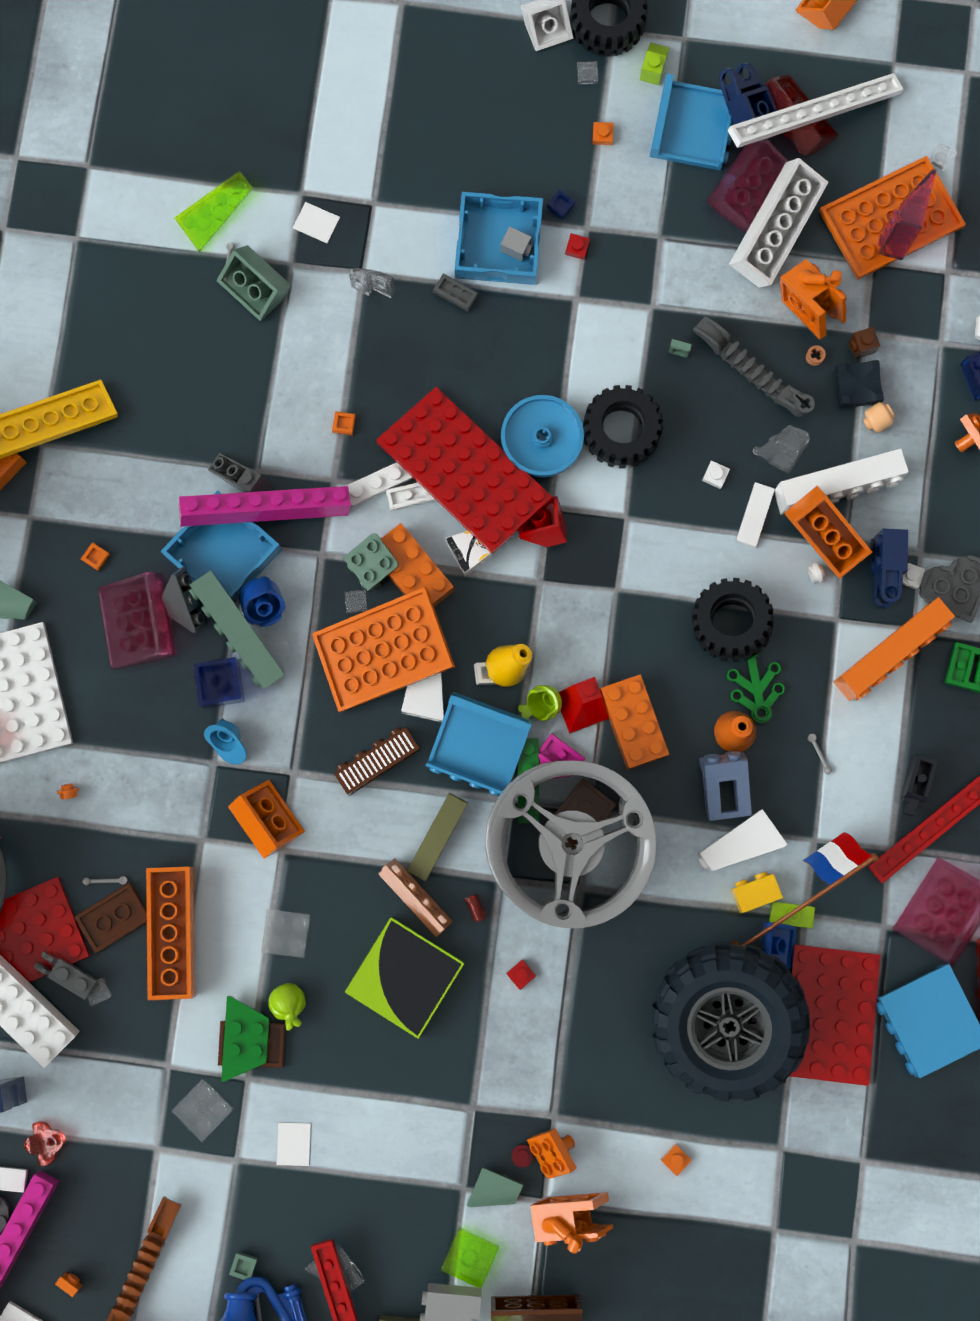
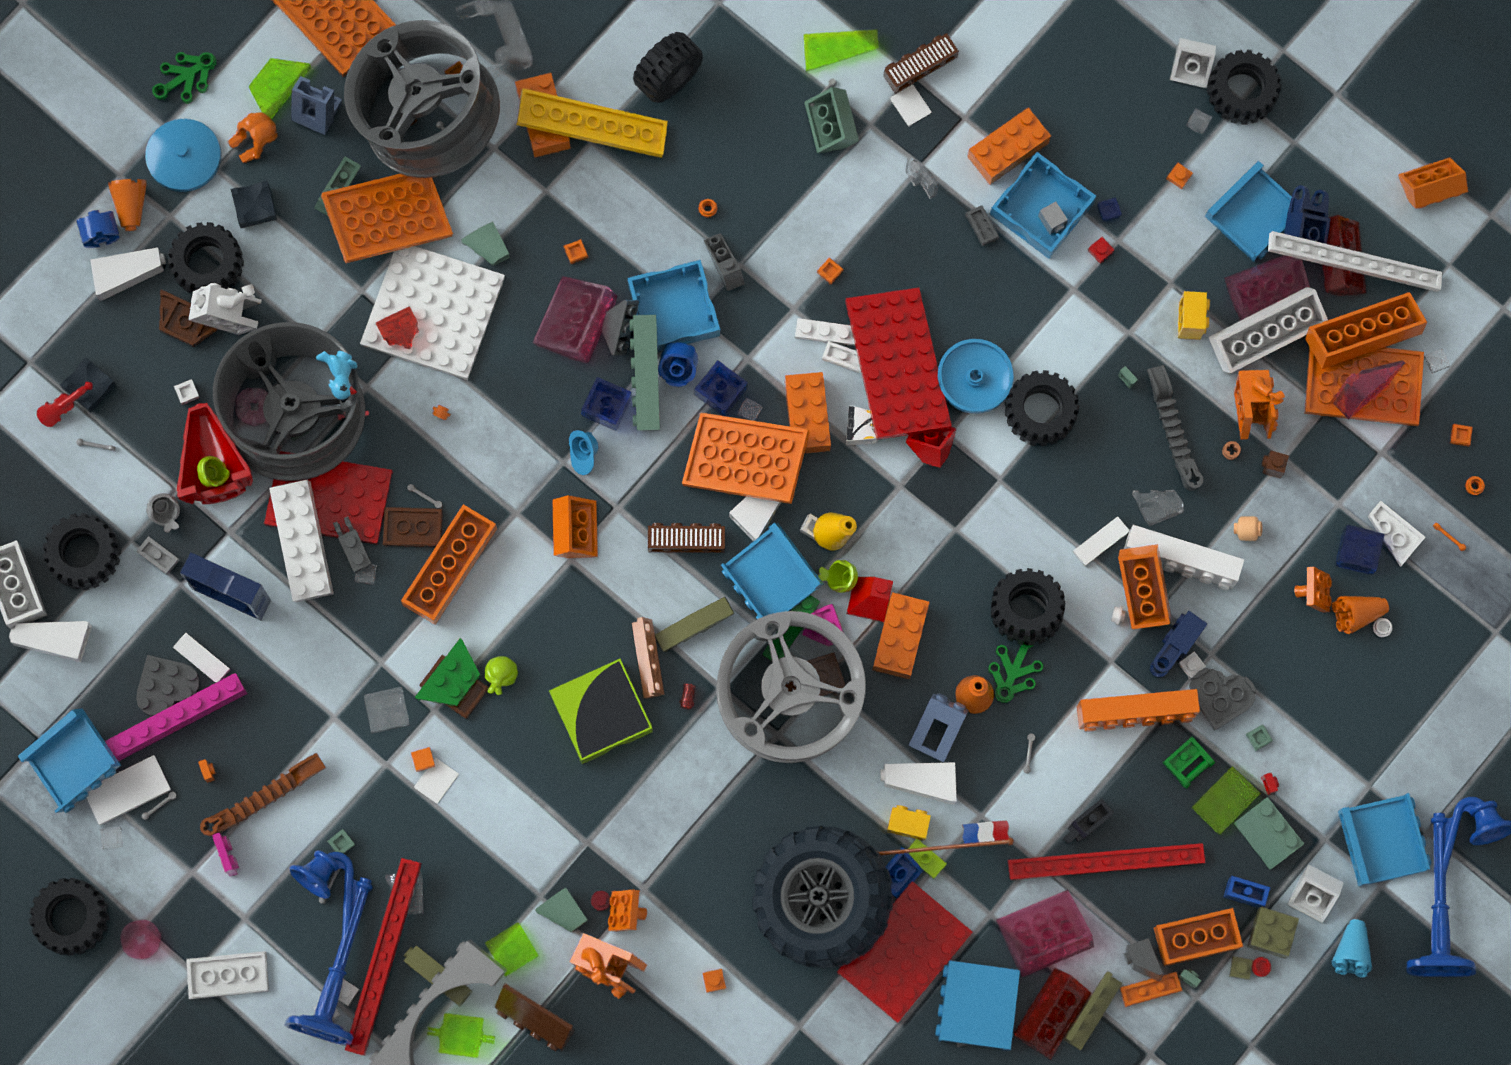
camera: 30 degrees right, 5 degrees down
(41, 1144) = (252, 656): clear red plate -> none
(67, 327) = (668, 67): none -> black tyre
(192, 431) = (707, 202): none -> orange plate
(264, 506) = (728, 293): dark pink brick -> none
(268, 1133) = (423, 759): none -> orange tile
(285, 933) = (533, 621): clear plate -> none
(300, 177) = (920, 63): none -> reddish brown brick
(316, 599) = (720, 388): none -> clear blue brick
(371, 562) = (780, 387): sand green bracket -> none
(431, 203) = (1009, 146): none -> orange brick
(521, 974) = (689, 768): red plate -> none
(654, 63) = (1256, 146): lime slope -> none
(702, 253) = (1192, 315): none -> yellow brick
(715, 474) = (1091, 491): white plate -> none
(859, 384) = (1249, 493): black brick -> none
(865, 167) = (1365, 330): none -> orange brick

